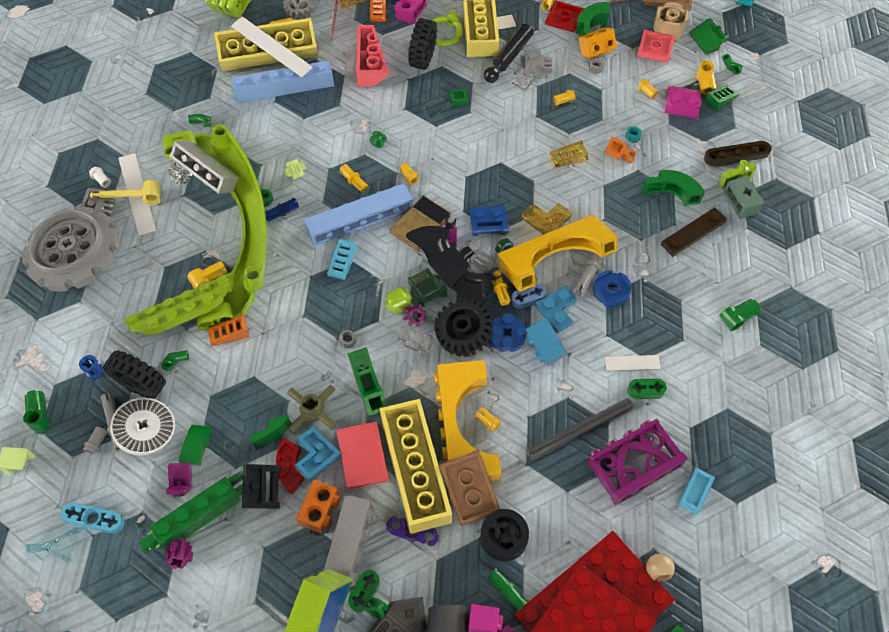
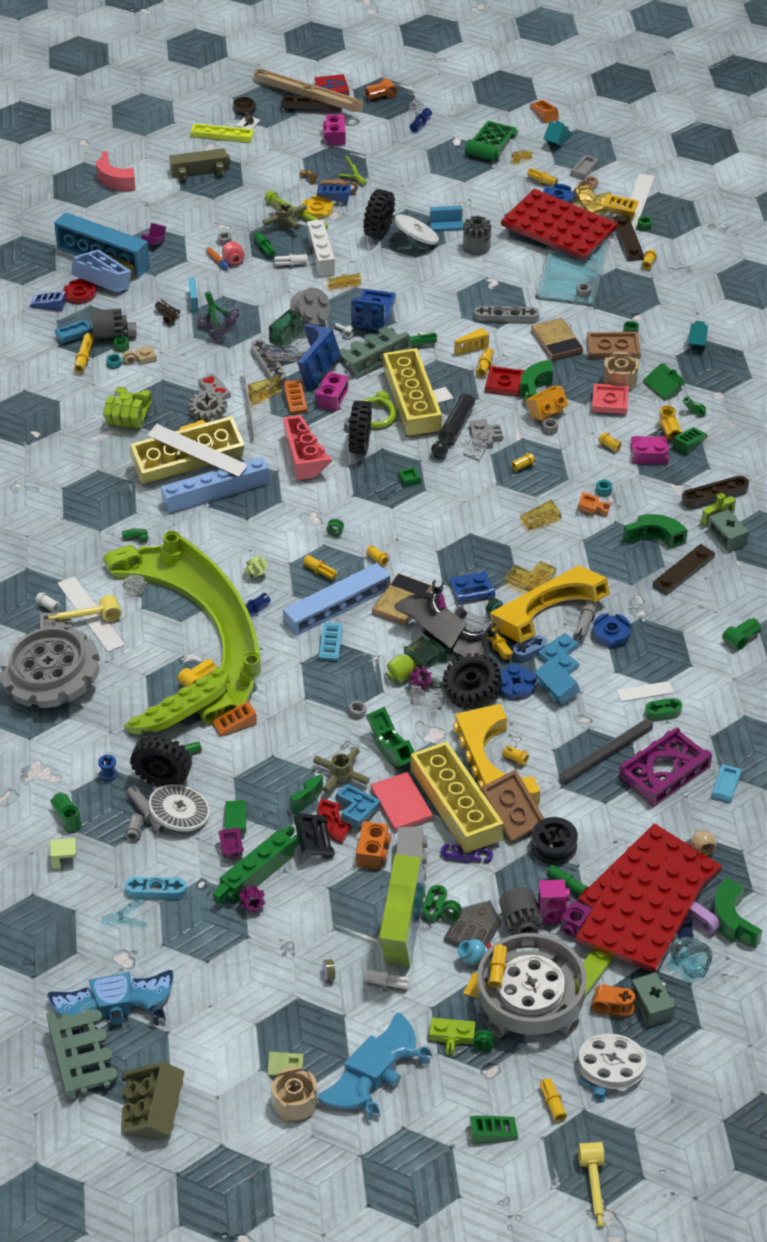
camera: 10 degrees left, 15 degrees down
(204, 167) = (162, 574): light grey brick -> none

